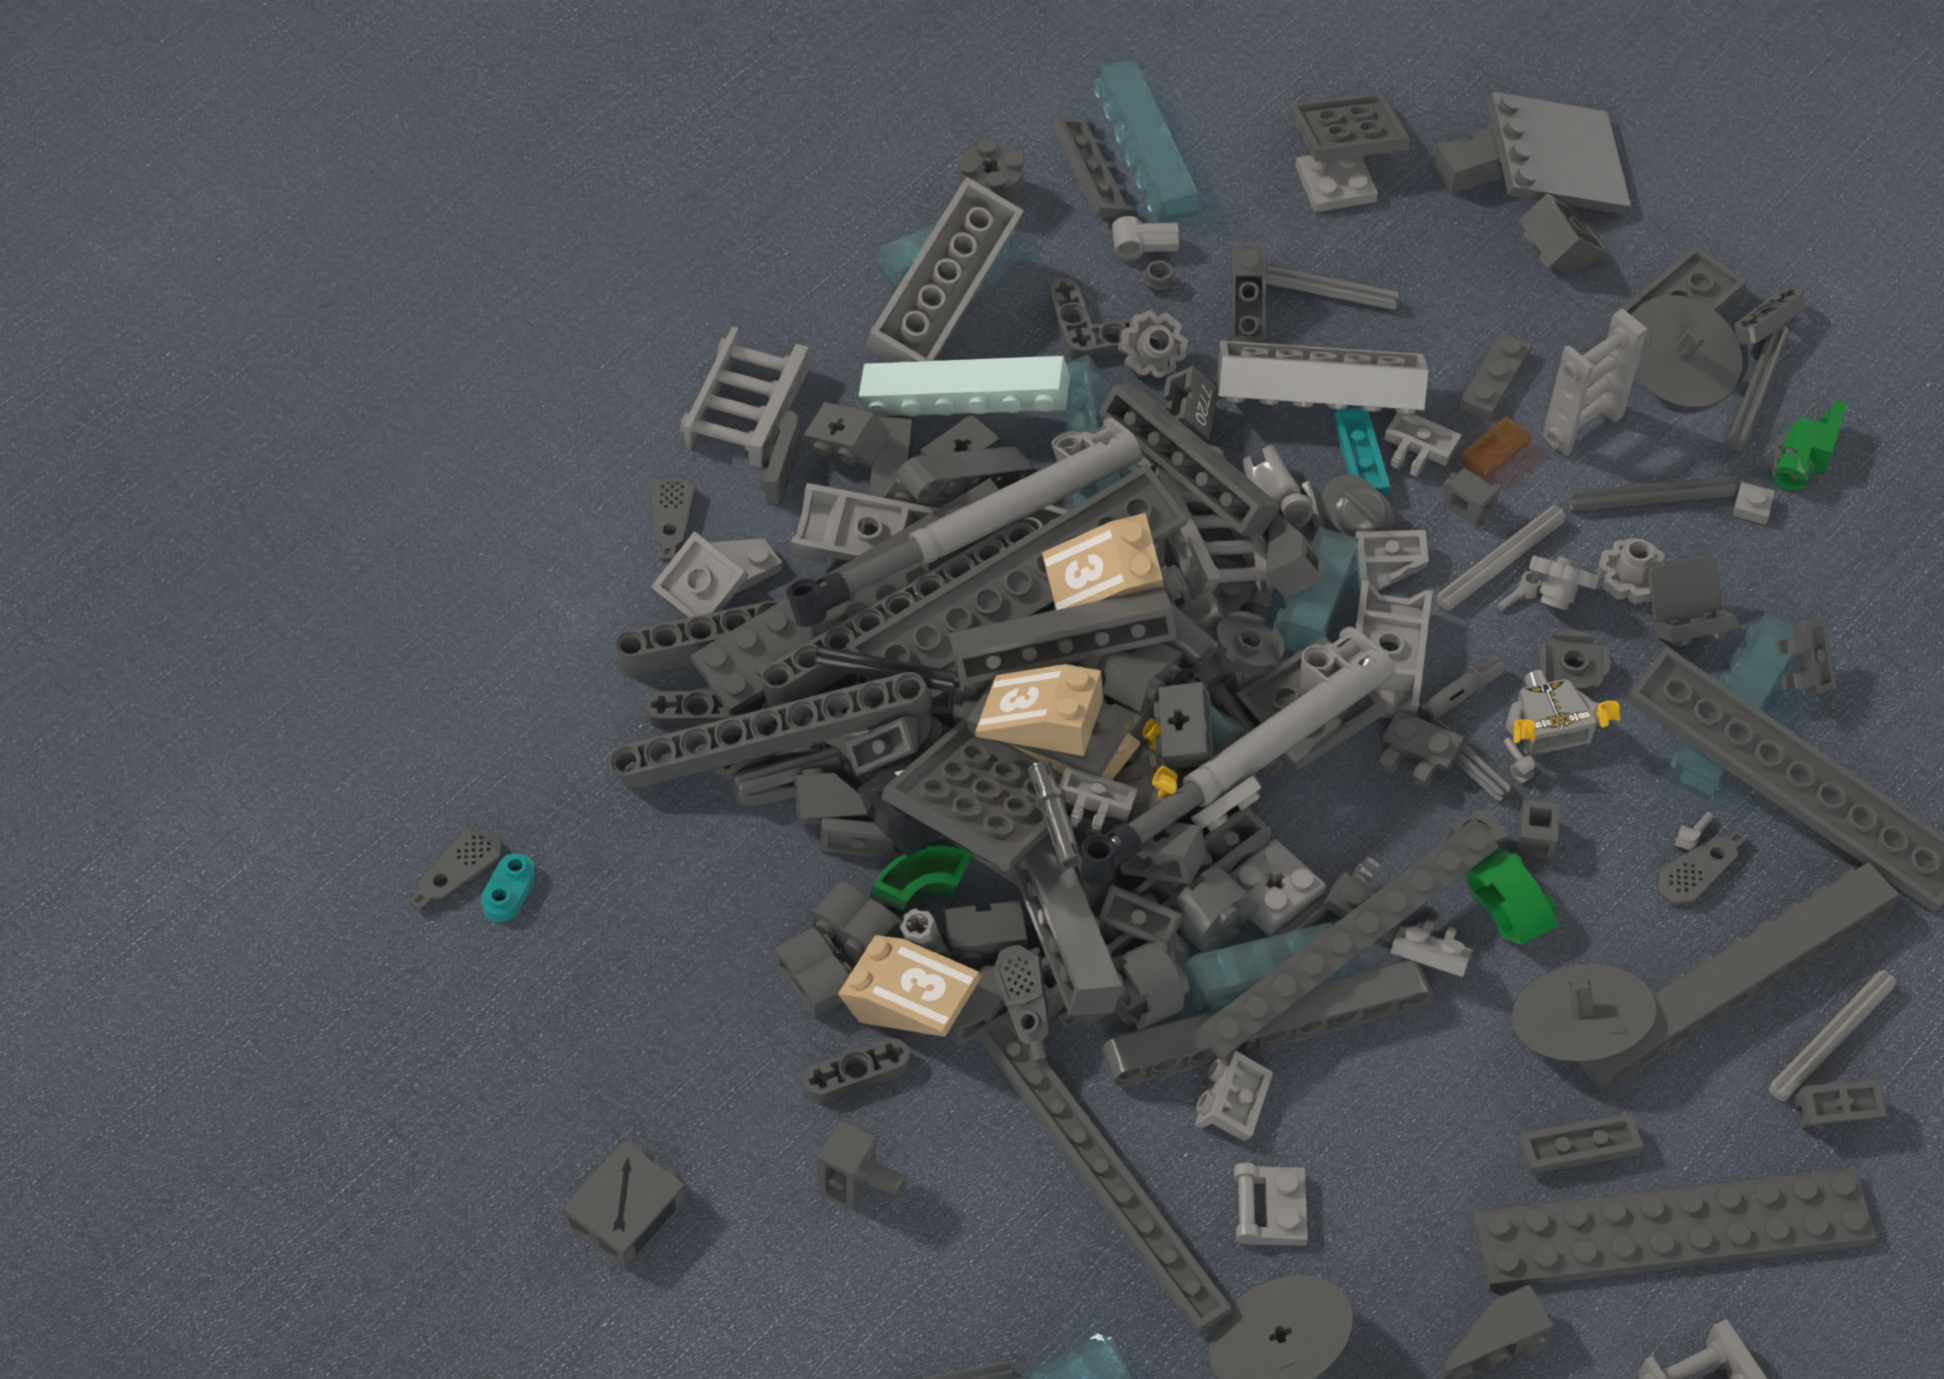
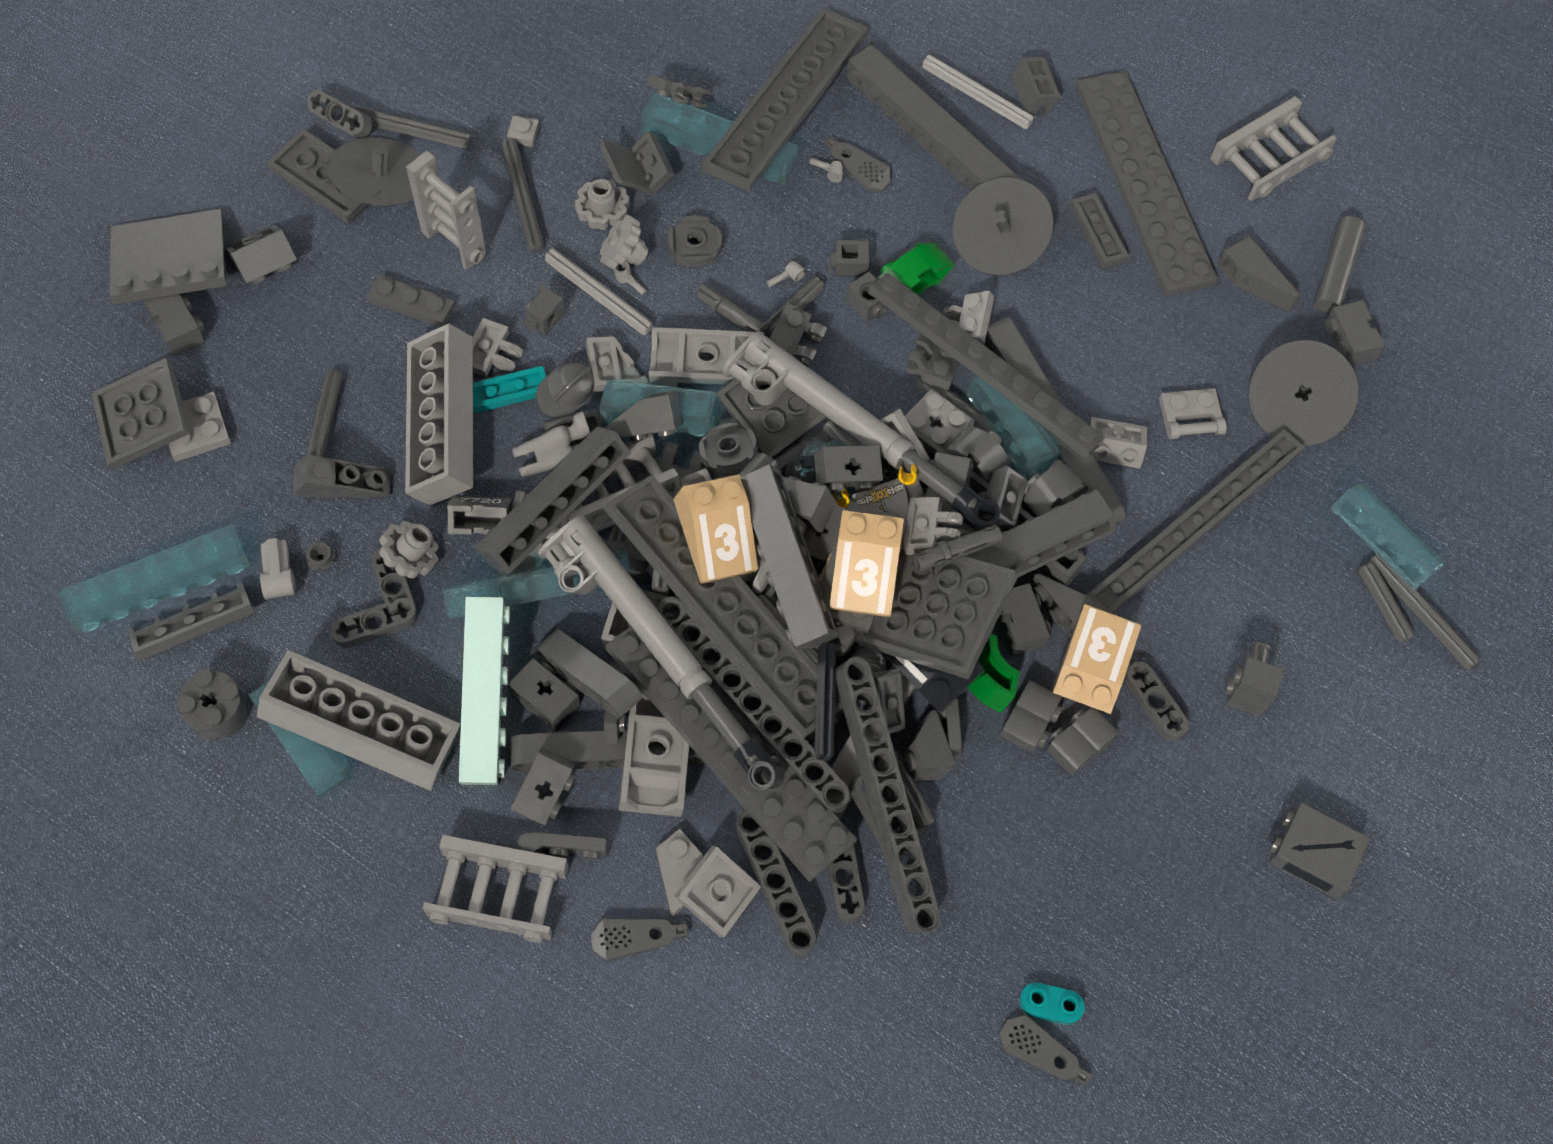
camera: 100 degrees left, 10 degrees up
(922, 930) = (1044, 659): light grey piece -> none
(1025, 1003) = (1090, 579): dark grey piece -> none
(1495, 447) = (489, 297): clear orange plate -> none
(1555, 715) = (748, 248): light grey torso -> none
(1806, 448) = (468, 91): green plate -> none

